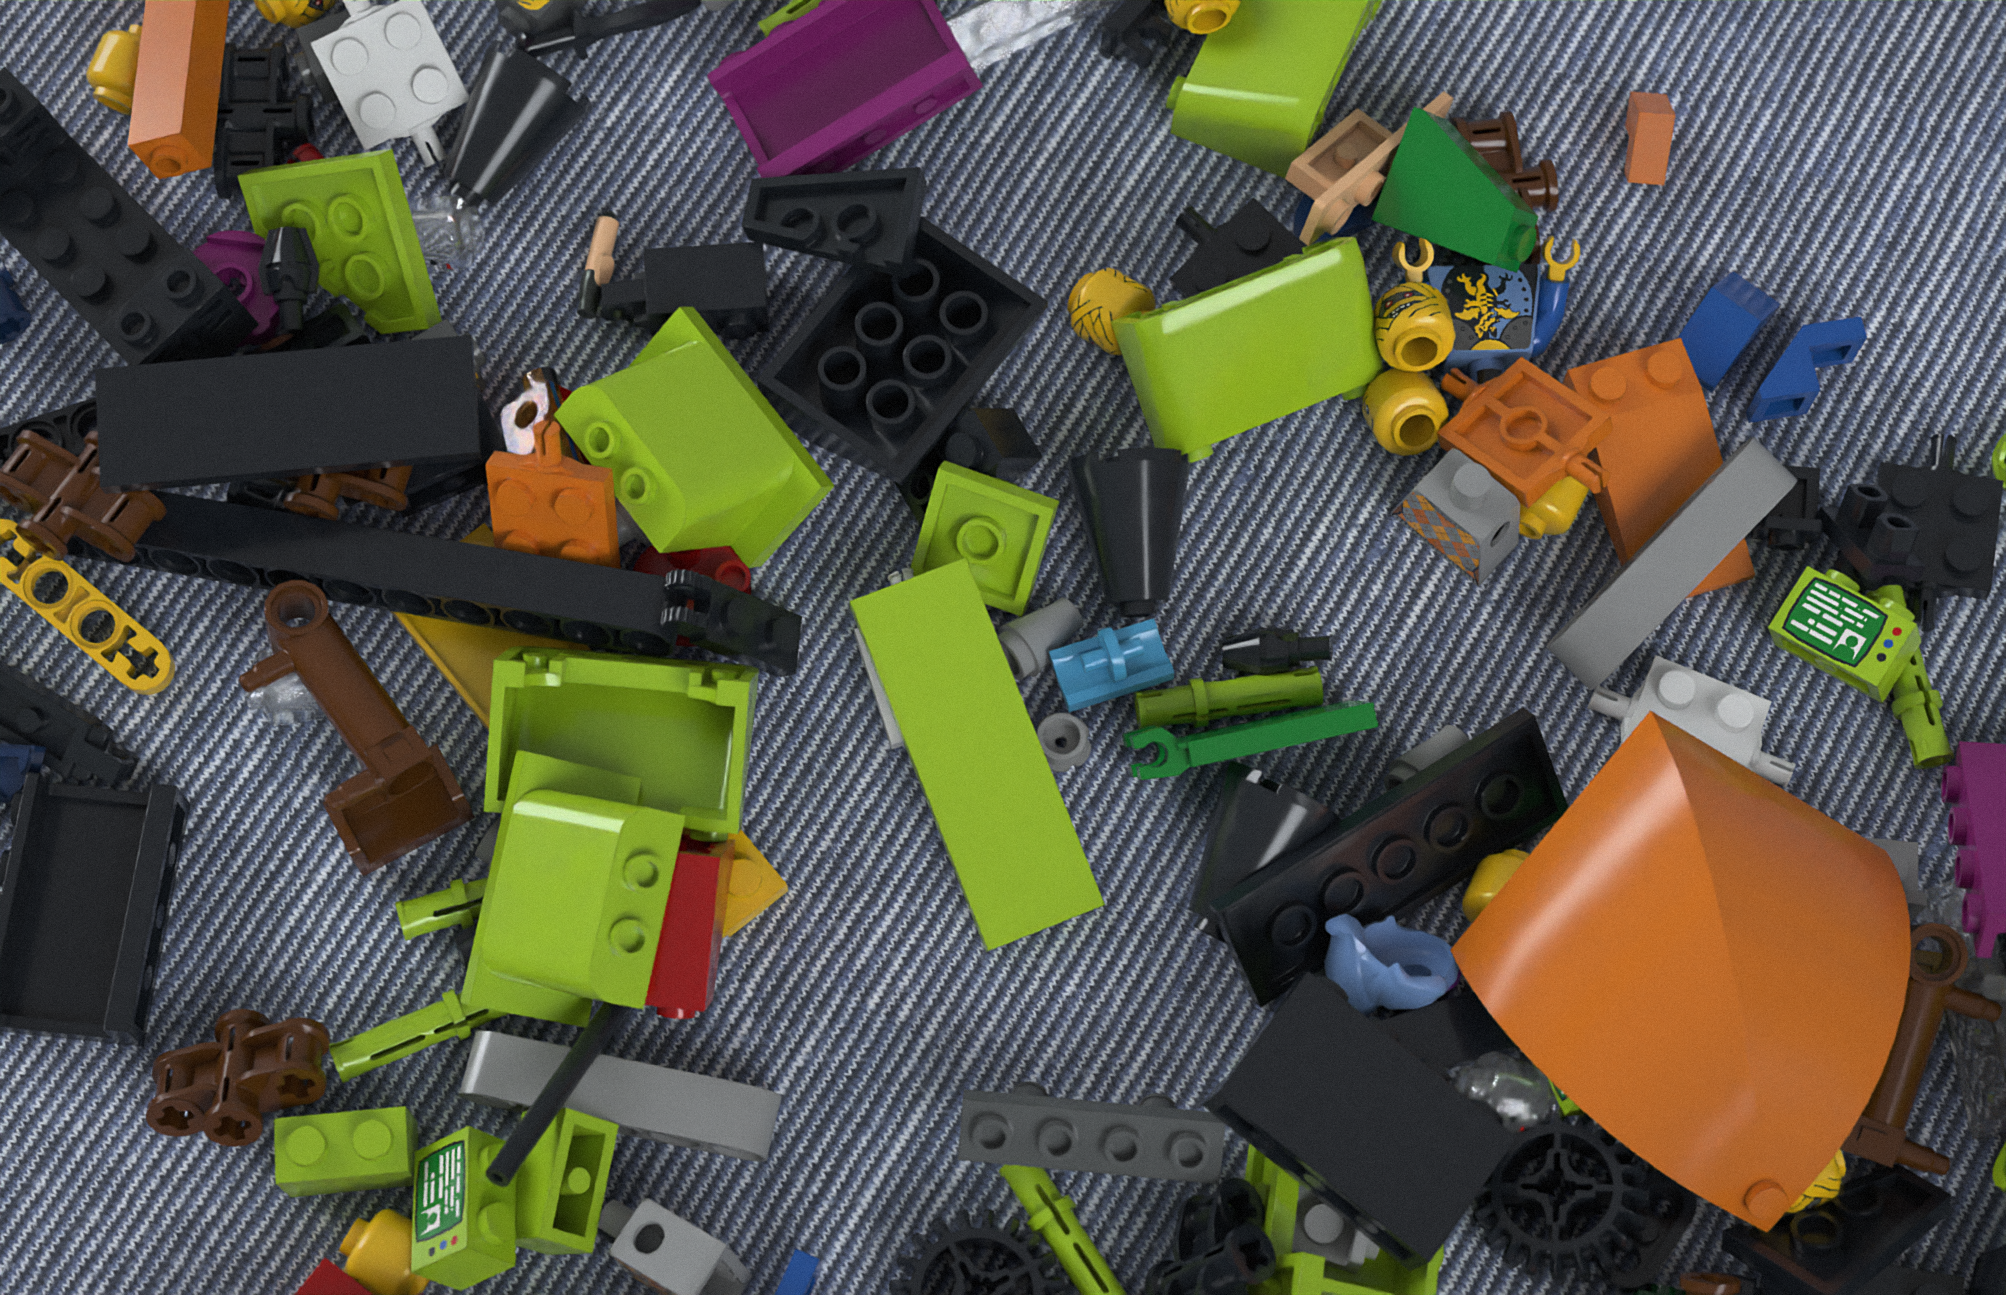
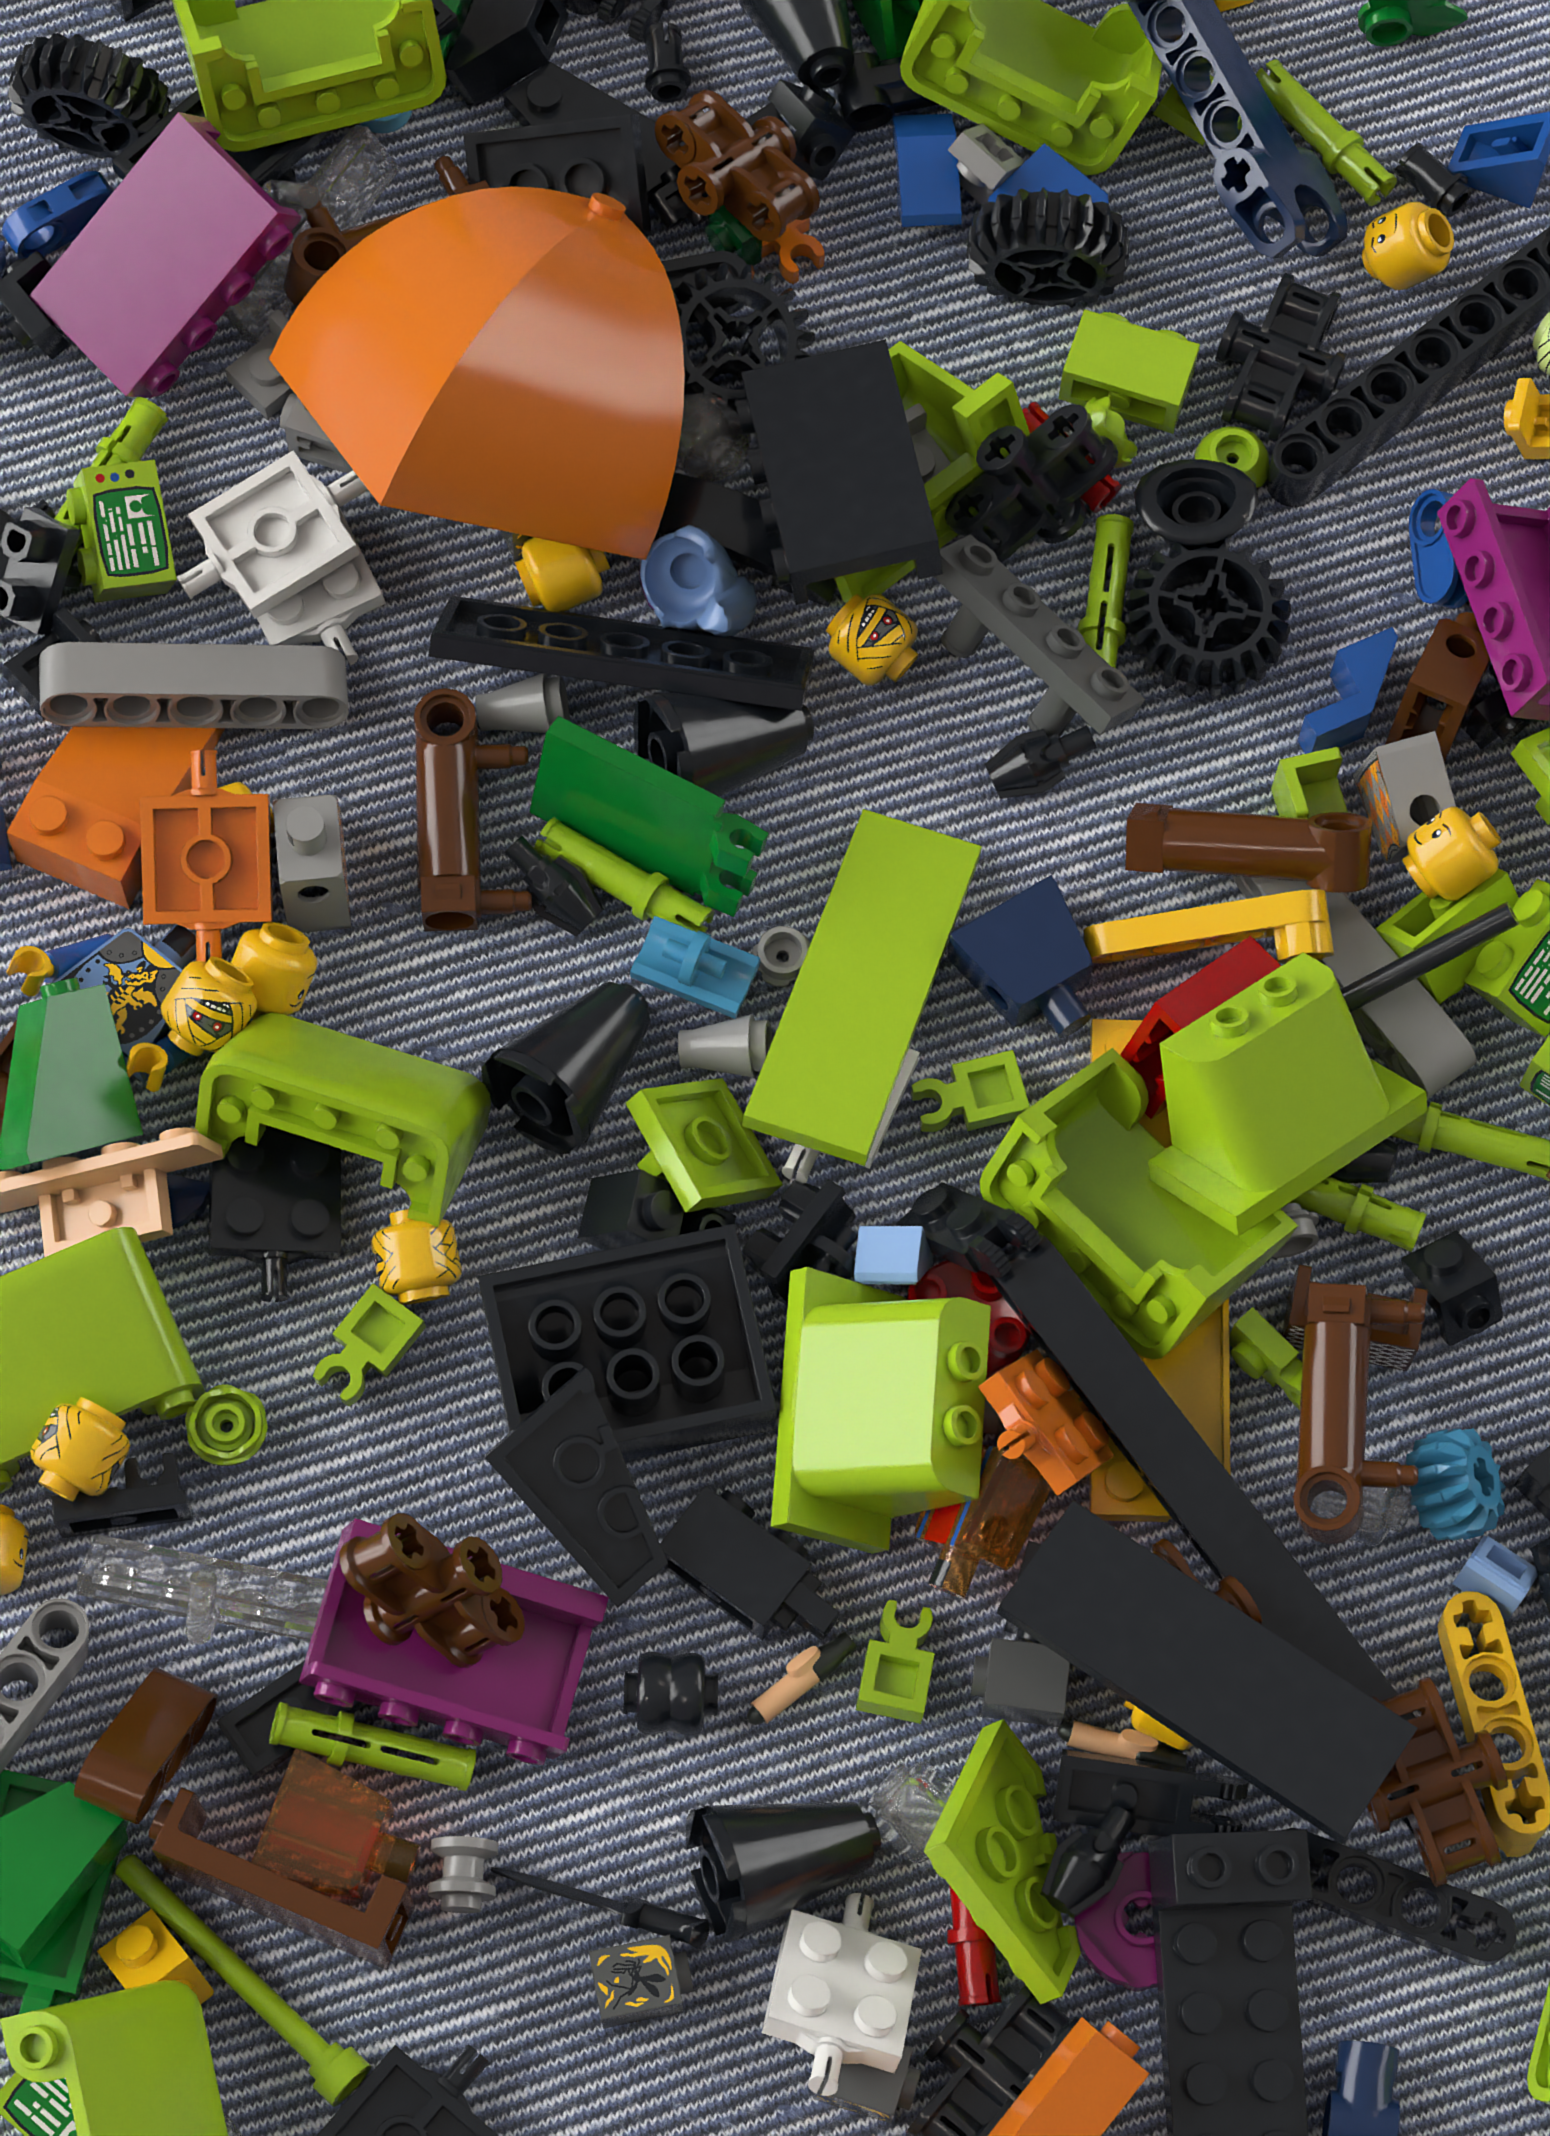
camera: 140 degrees left, 0 degrees up
(150, 719) = (1498, 1575): none -> light blue slope
(224, 739) = (1456, 1484): none -> dark azure gear
(344, 904) = (1458, 1286): none -> black bracket
(454, 731) = (1266, 1353): none -> lime plate
(533, 311) = (895, 1672): none -> lime plate
(595, 1213) = (1452, 853): none -> yellow head
(674, 176) = (670, 1693): none -> black piece
(689, 1059) = (1294, 918): none -> yellow beam
(706, 1131) = (1322, 850): none -> reddish brown piece
(764, 1210) = (1309, 784): none -> lime panel
(775, 566) = (891, 1255): none -> light blue slope
(822, 759) = (982, 1091): none -> lime plate
(852, 518) = (814, 1241): none -> black hips
(873, 886) = (1027, 958): none -> dark blue torso
(883, 61) = (432, 1590): none -> reddish brown axle
(1010, 1052) = (1035, 762): none -> black piece
(1089, 238) = (374, 1336): none -> lime plate
(1134, 95) = (223, 1405): none -> lime plate
(1214, 1041) = (872, 639): none -> yellow head
(1399, 636) = (450, 815): none -> reddish brown piece
(1742, 703) = (273, 534): none -> white plate

